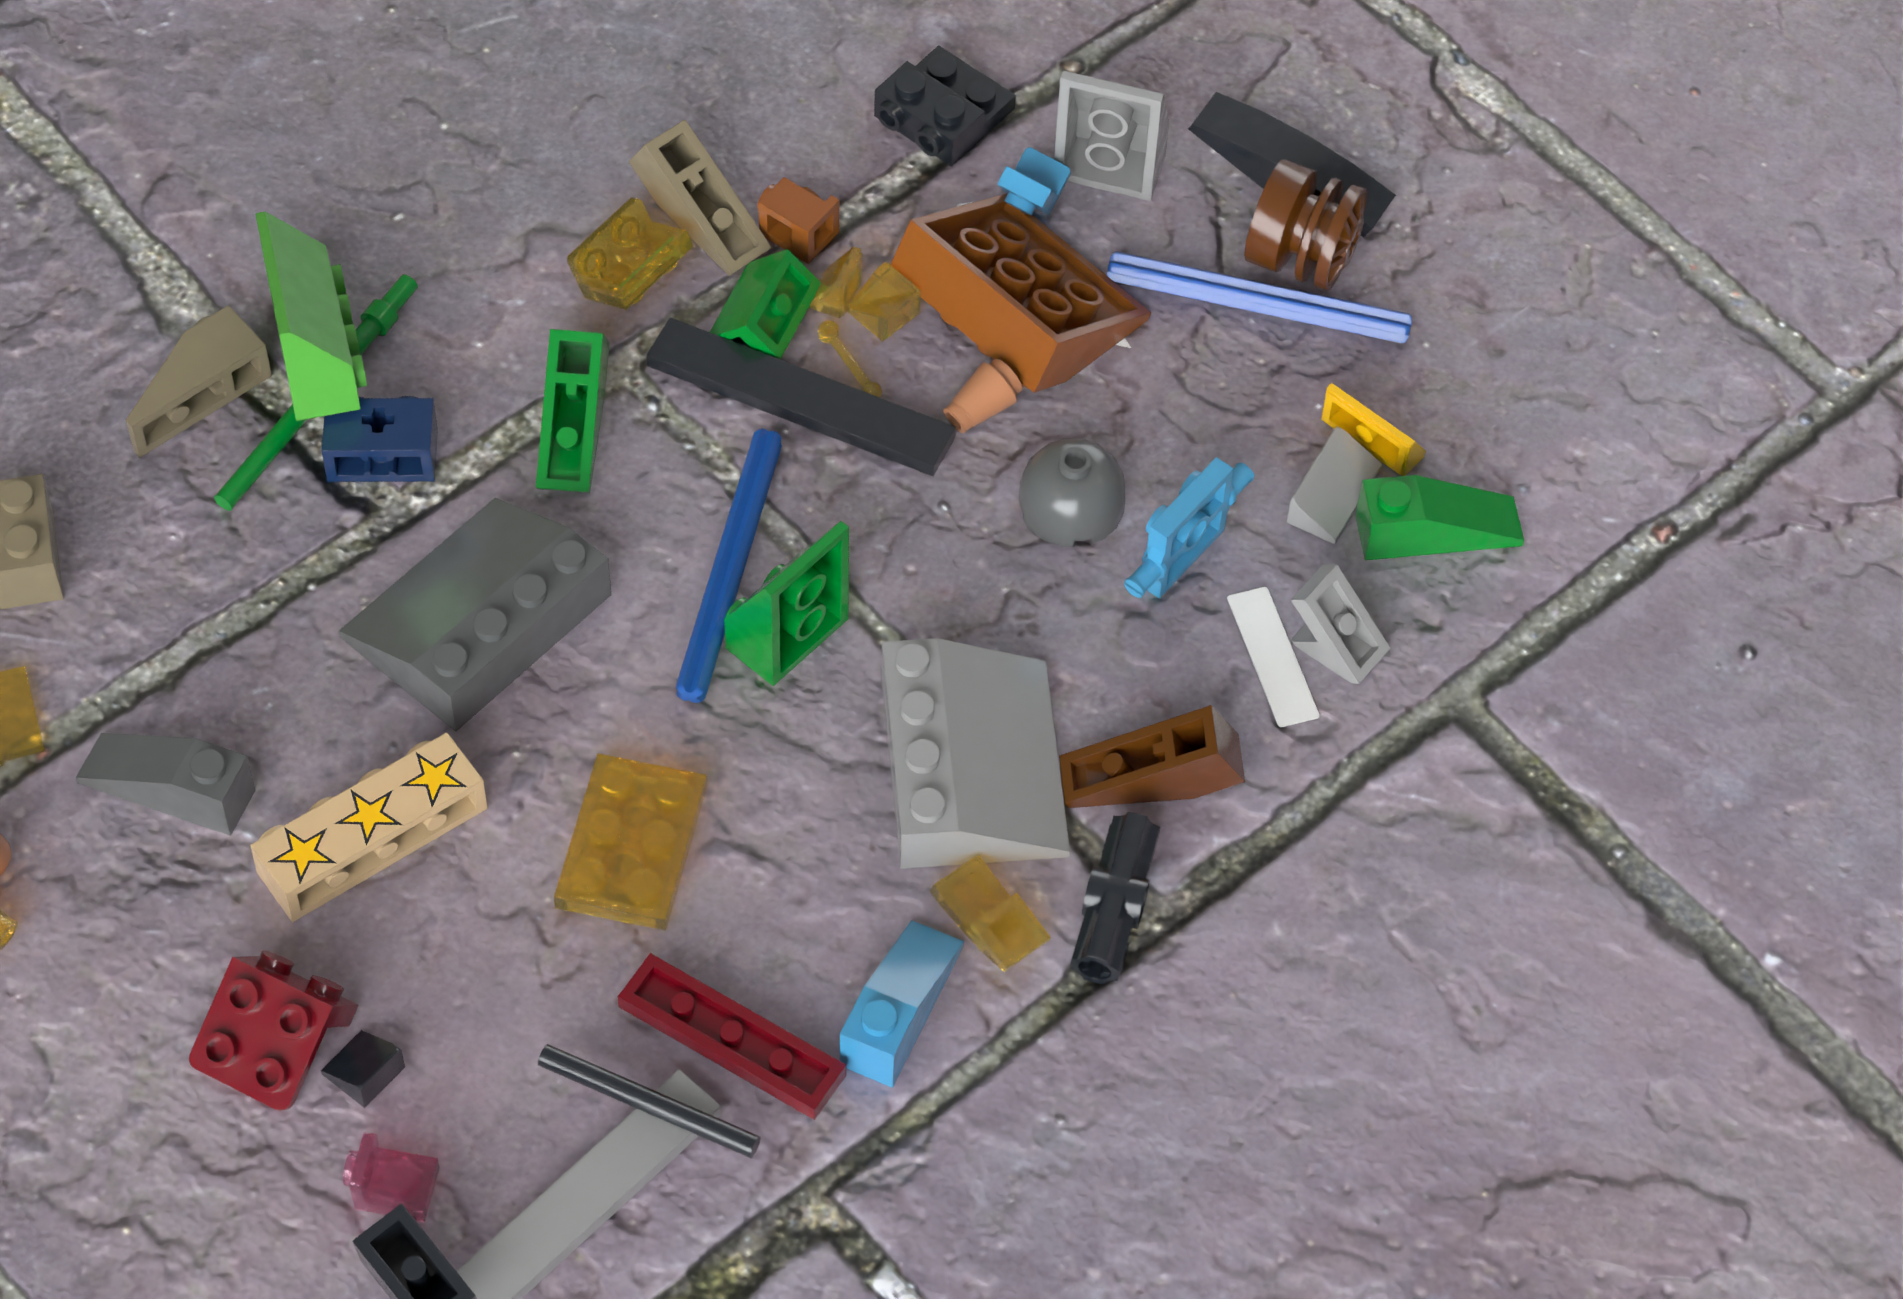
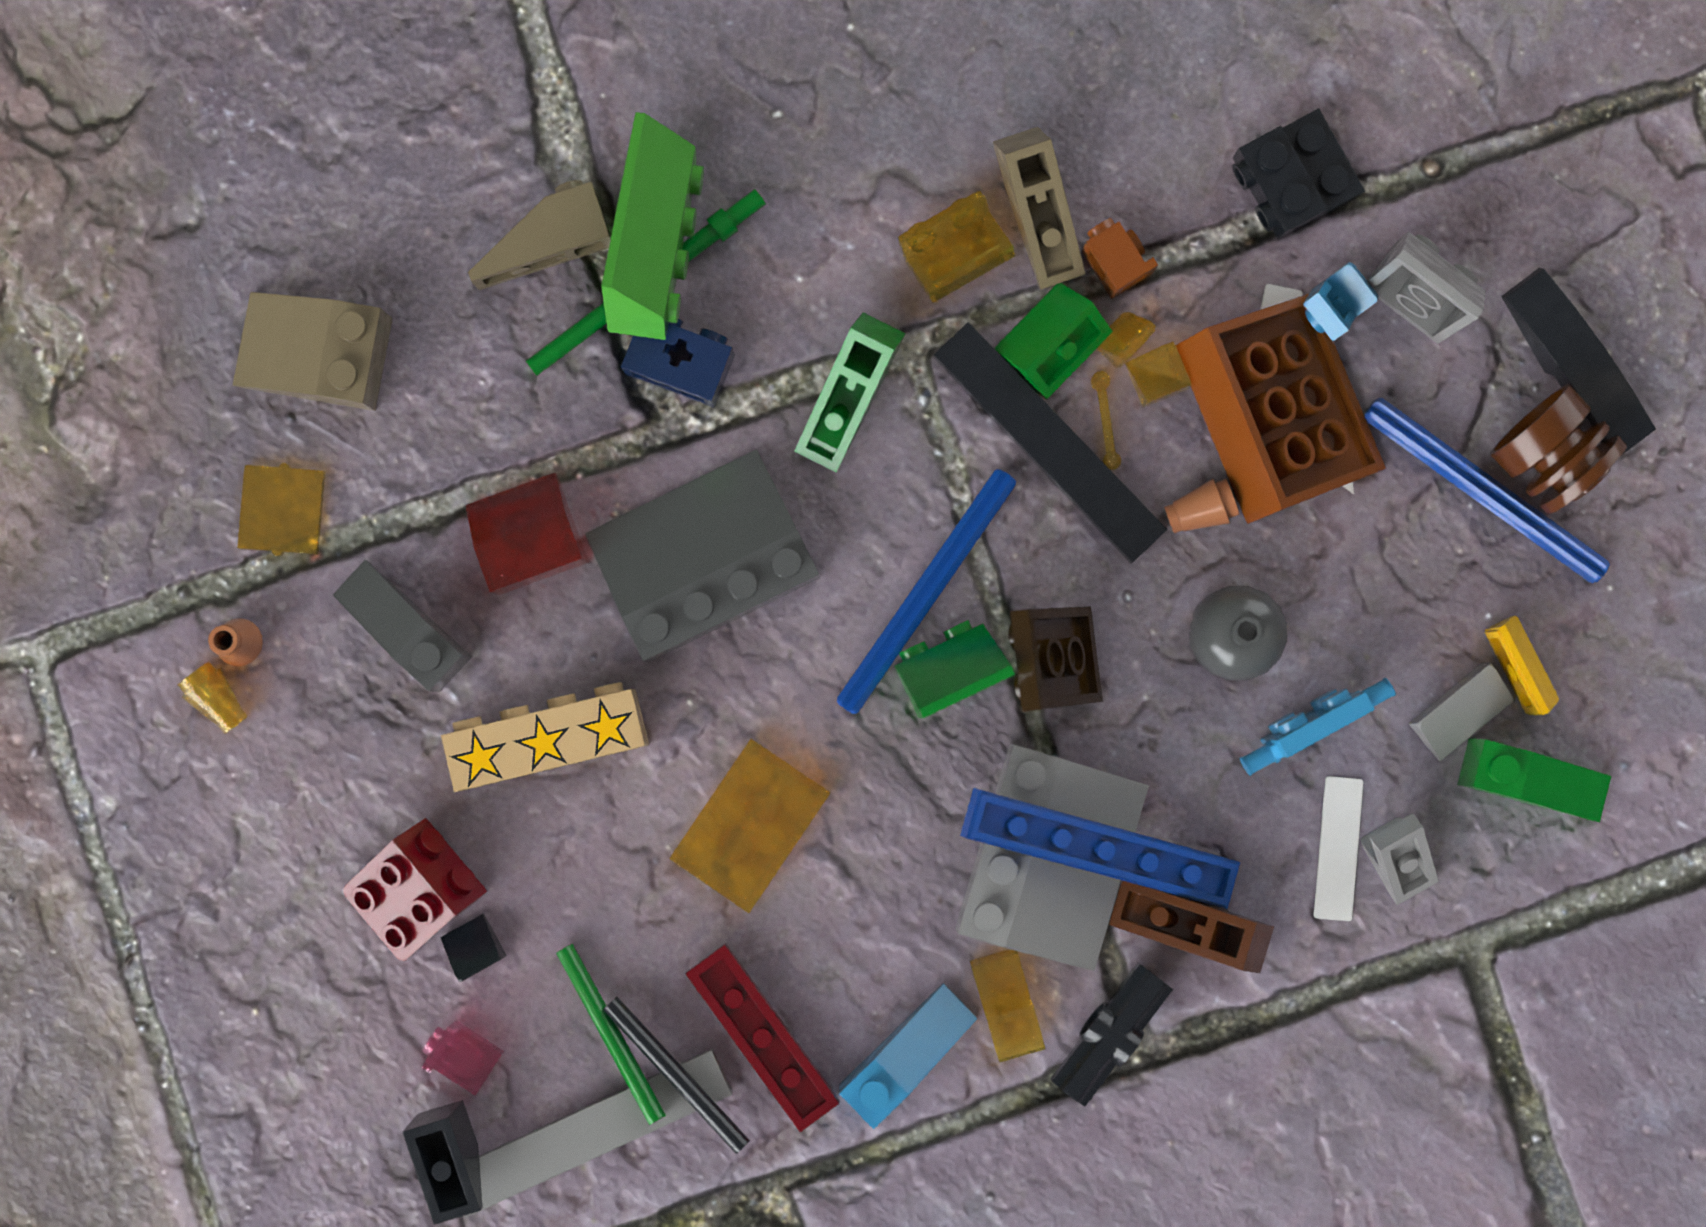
camera: 25 degrees right, 30 degrees up
(279, 650) = (524, 535): none -> clear red slope
(558, 1092) = (611, 1034): none -> green bar
(889, 546) = (1055, 657): none -> dark brown plate
(1005, 705) = (1099, 848): none -> blue tile

